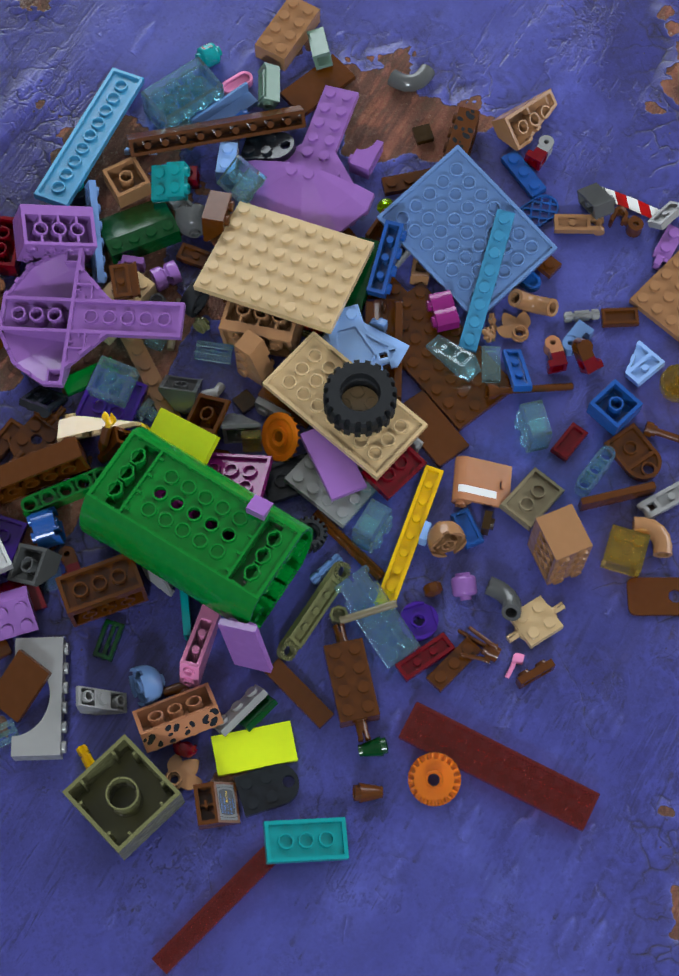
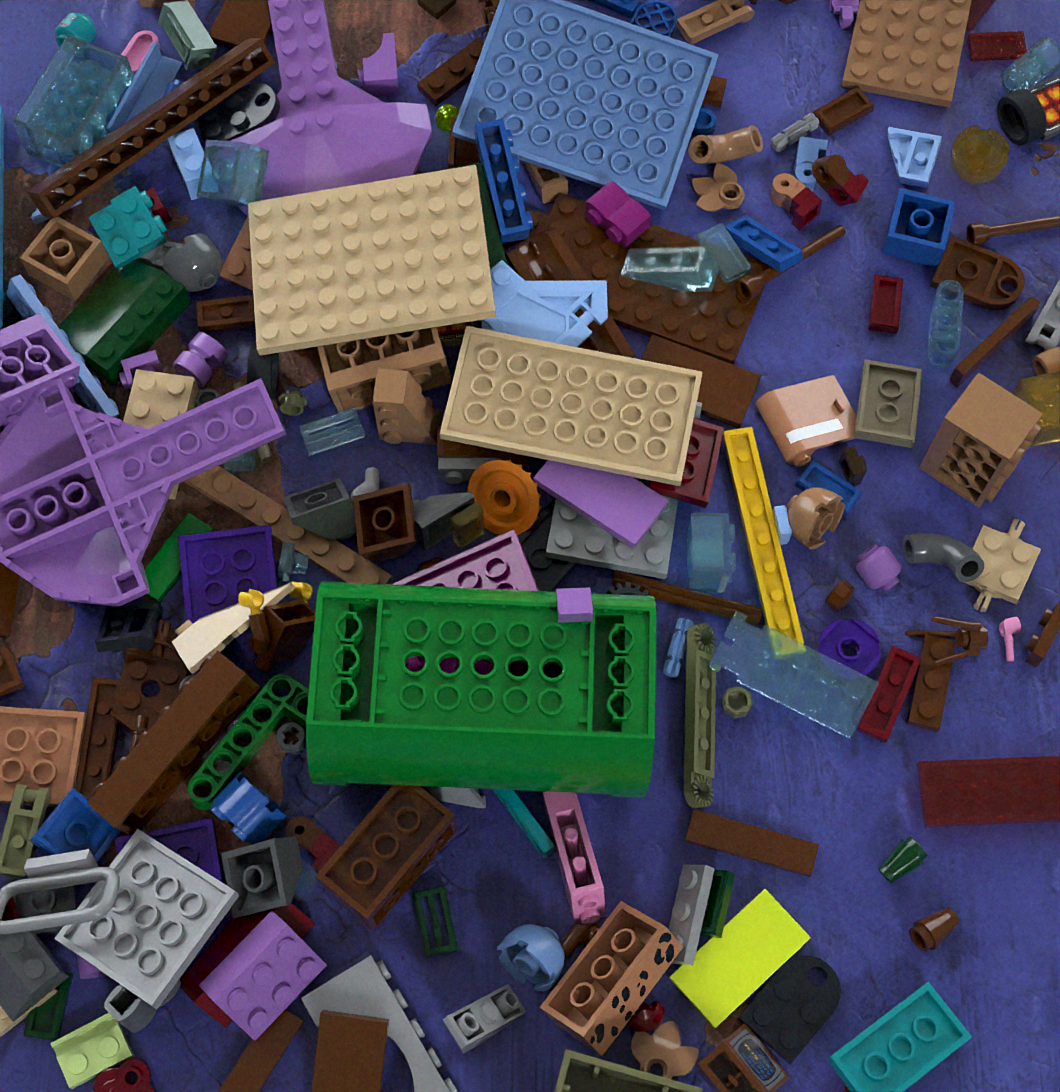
camera: 30 degrees left, 0 degrees up
(113, 381) = (220, 544): clear light blue brick -> none
(125, 281) = (151, 394): reddish brown plate -> none
(185, 435) = (369, 563): neon yellow tile -> none
(216, 214) = (228, 236): slope -> none
(244, 401) = (420, 476): dark brown tile -> none
(245, 644) = (650, 815): medium lavender tile -> none
(351, 682) = (816, 786): reddish brown brick -> none
(360, 375) = (602, 347): black tyre -> none
(368, 612) = (781, 674): dark tan bar -> none
(381, 324) = (548, 273): medium blue tile -> none
(434, 764) = (990, 850): orange gear -> none
(486, 280) = (652, 142): dark azure plate -> none
(490, 331) = (692, 211): medium nougat animal -> none
(533, 426) = (833, 304): clear light blue brick -> none

